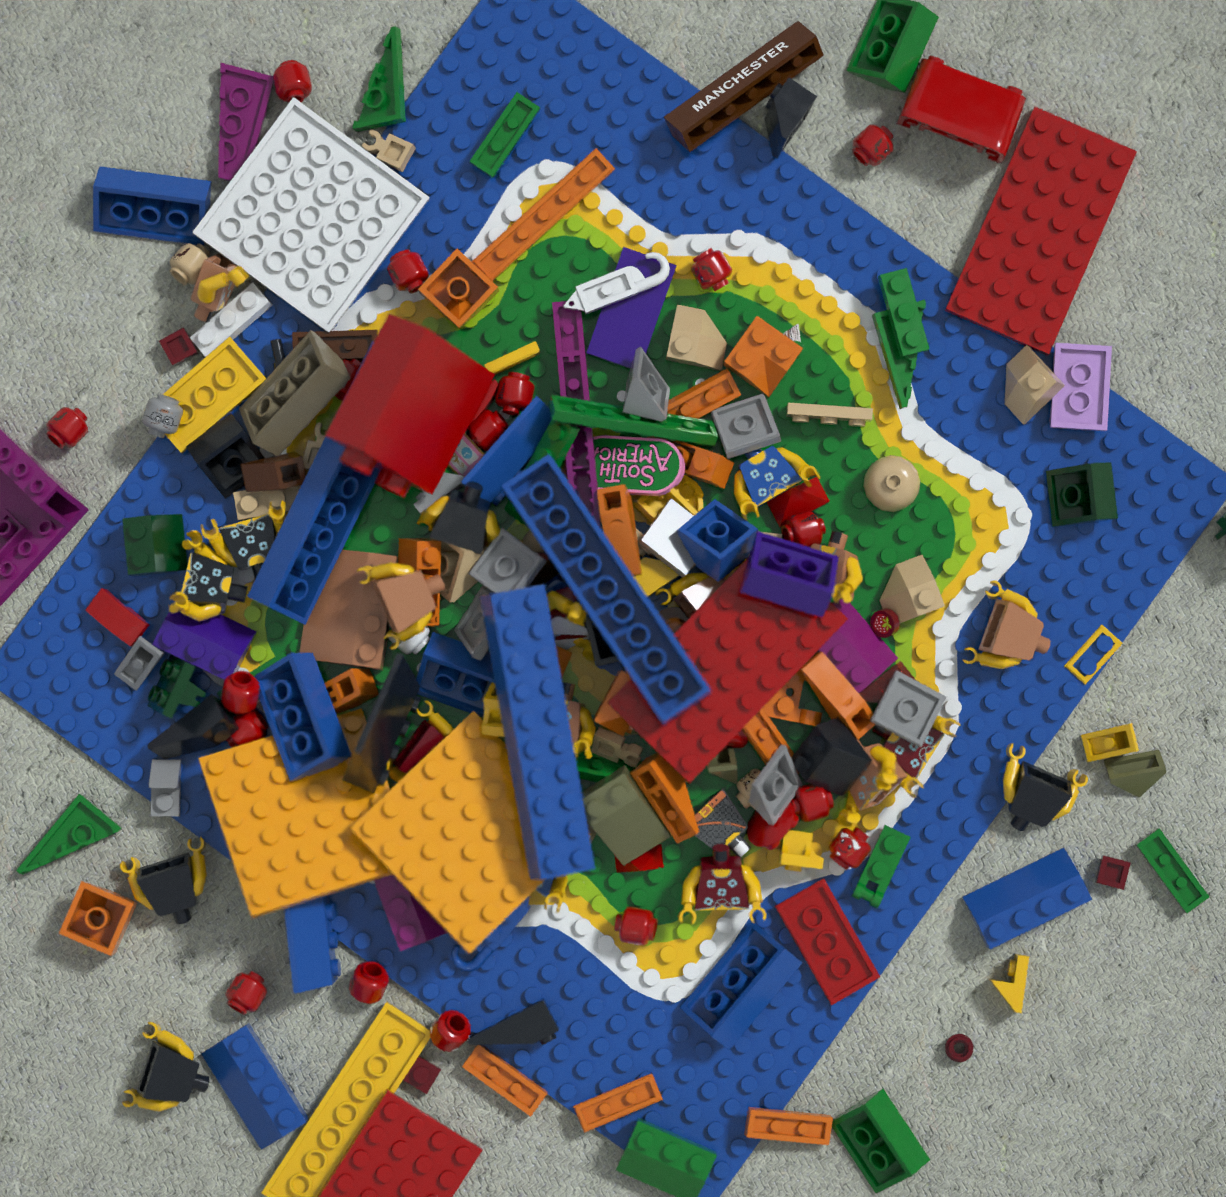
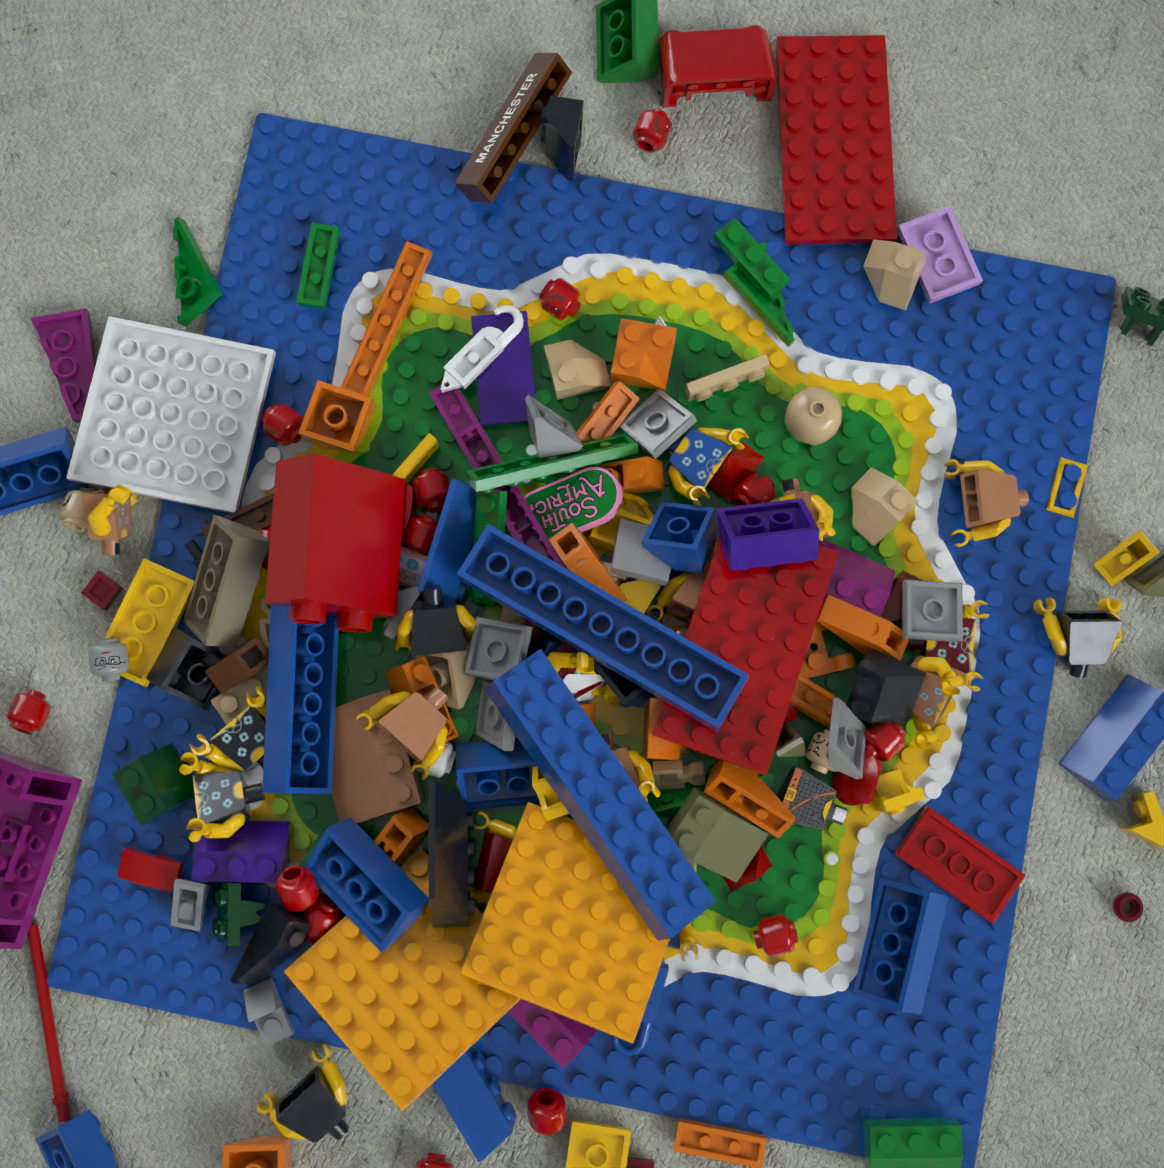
camera: 25 degrees left, 5 degrees down
(75, 829) = (198, 1093): green wing -> none
(231, 319) = (141, 542): white plate -> none
(292, 80) = (102, 302): red head -> none
(392, 151) = (221, 325): tan plate -> none
(450, 1031) = (646, 1121): red head -> none
(523, 1027) = (713, 1086): black slope -> none
(618, 1102) = (837, 1114): orange tile -> none
(721, 884) = (838, 858): torso -> none
(788, 1126) = (1009, 1060): orange plate -> none
(849, 848) = (939, 766): red head -> none
(880, 1141) = (1101, 1033): green slope -> none
(881, 865) = (974, 770): green plate -> none
(885, 623) = (869, 543): dark red tile -> none
(1081, 494) = (988, 347): dark green slope -> none

